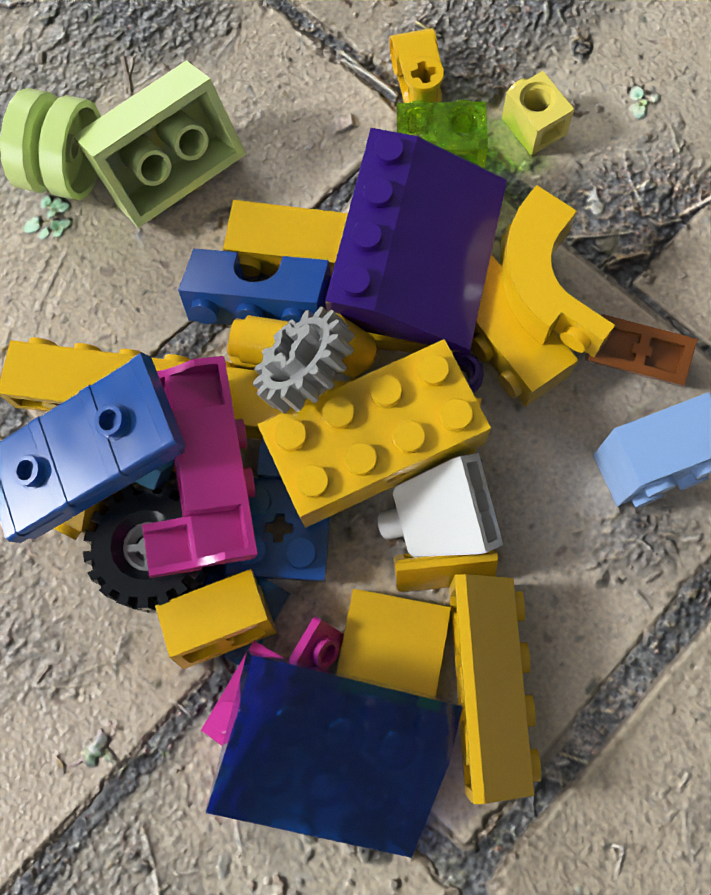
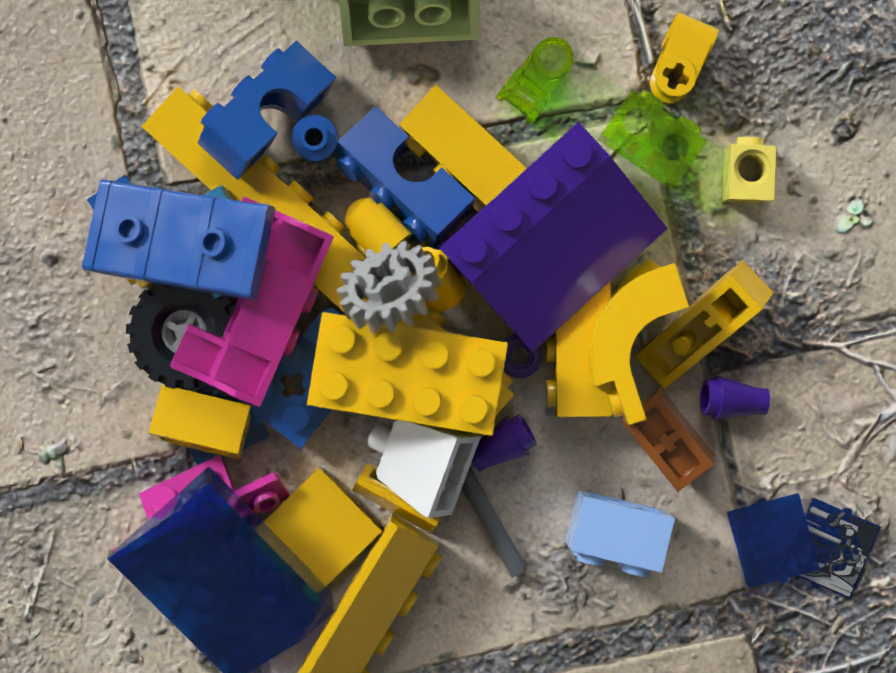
camera: 25 degrees right, 15 degrees up
(86, 325) = (289, 83): none -> blue arch
(160, 310) = (325, 150): none -> blue brick
(314, 156) = (535, 80): none -> clear neon green piece
(503, 453) = (509, 441): none -> dark purple cone
(547, 535) = (493, 525): none -> dark grey bar
(596, 238) = (705, 324): none -> yellow slope
(661, 289) = (731, 399): none -> dark purple cone

